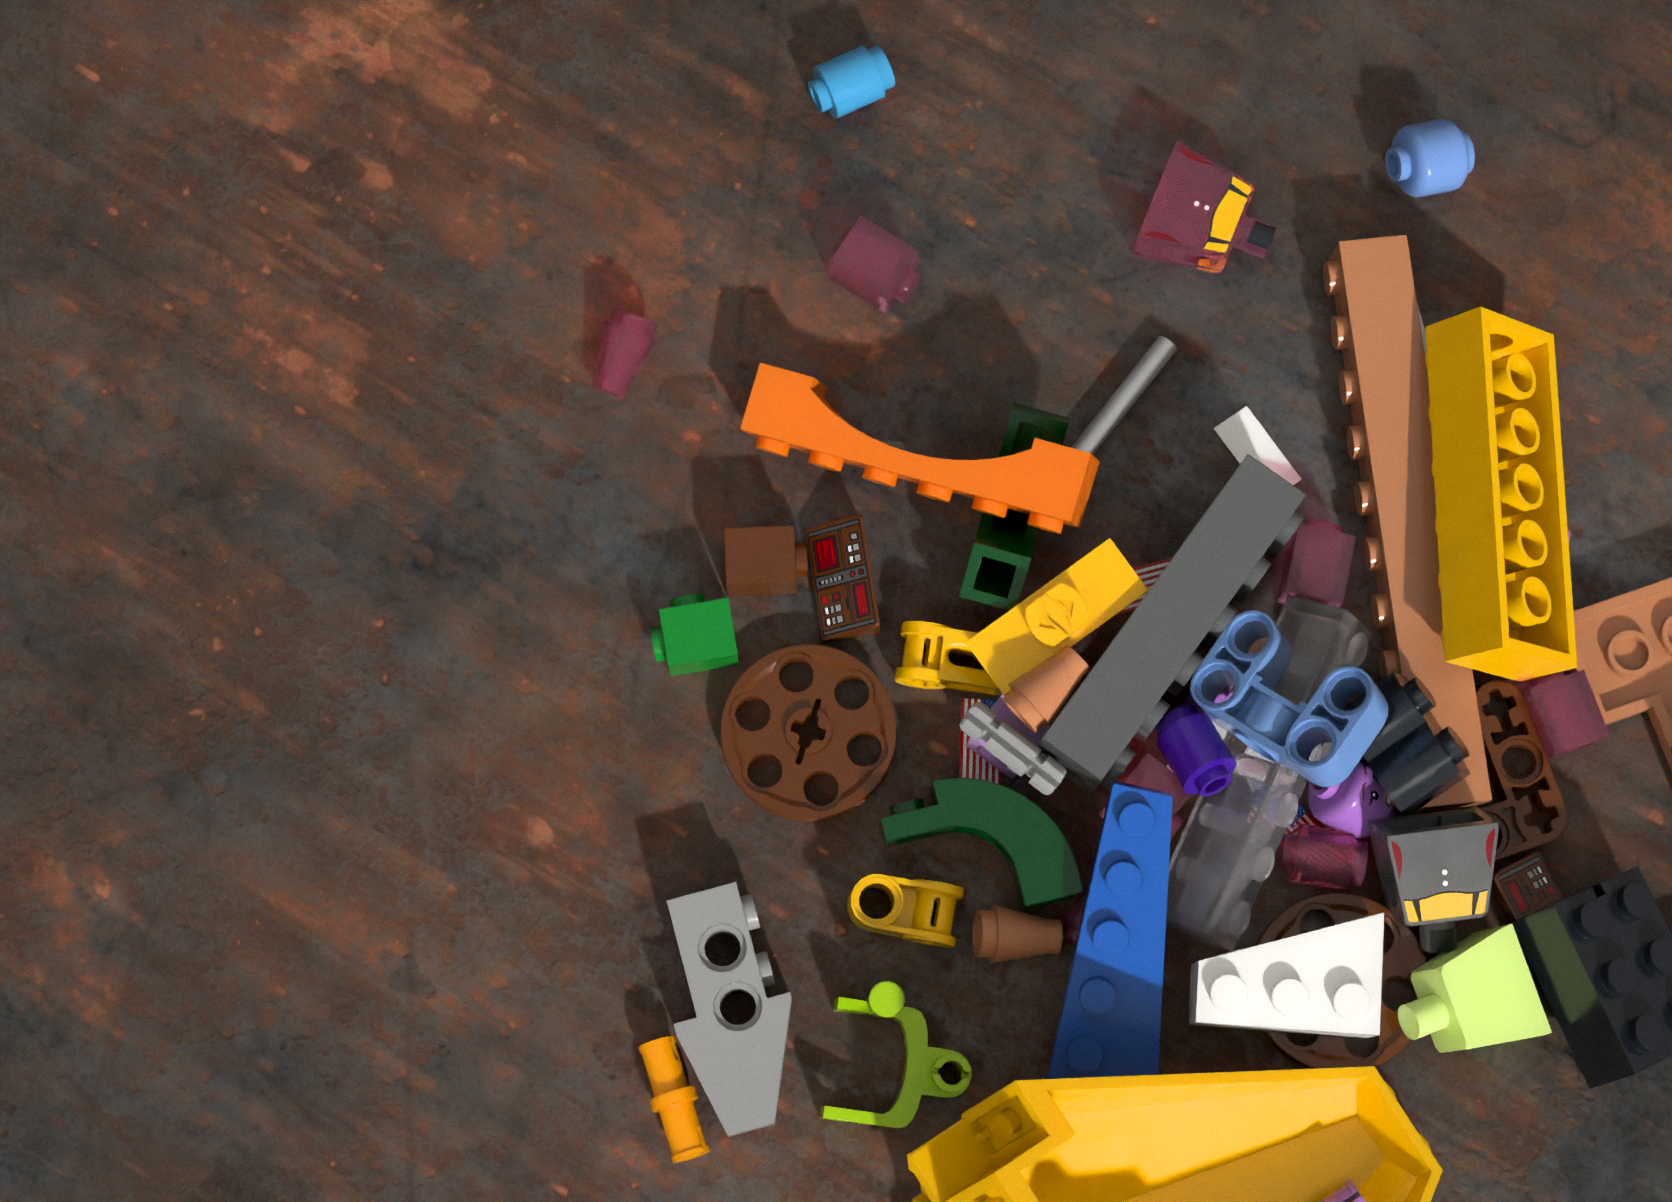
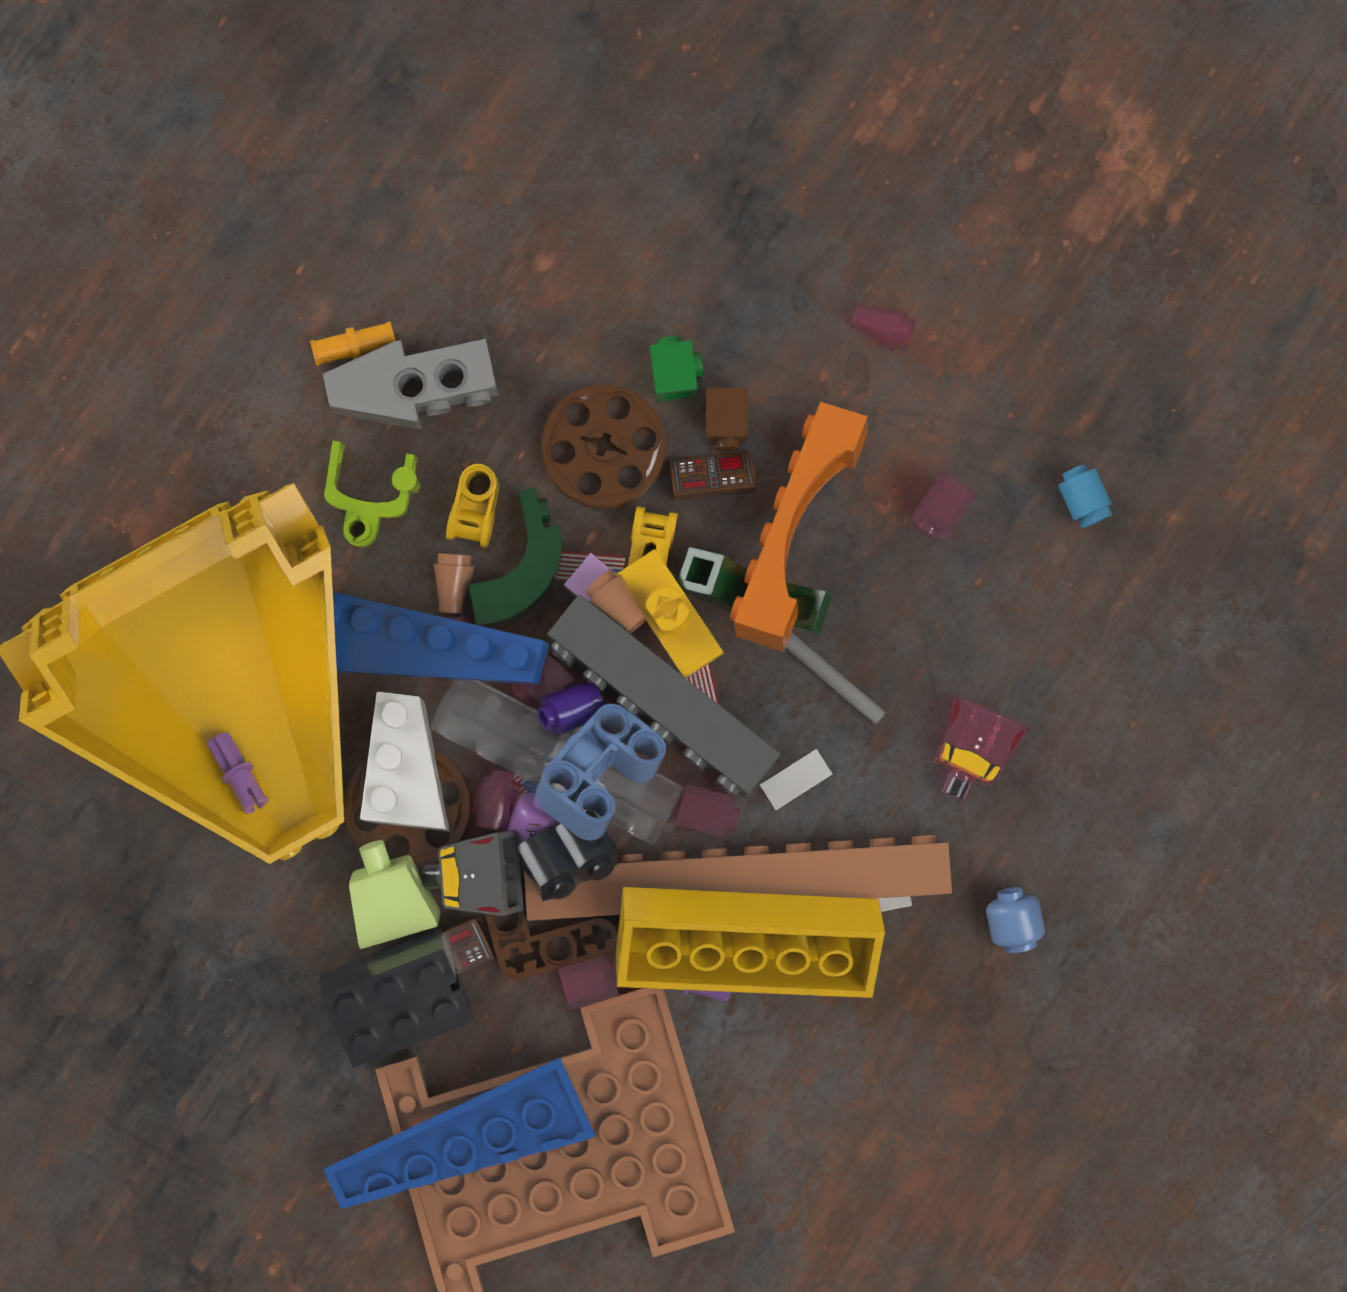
camera: 90 degrees right, 5 degrees up
(1012, 748) = (578, 579): light grey axle -> none

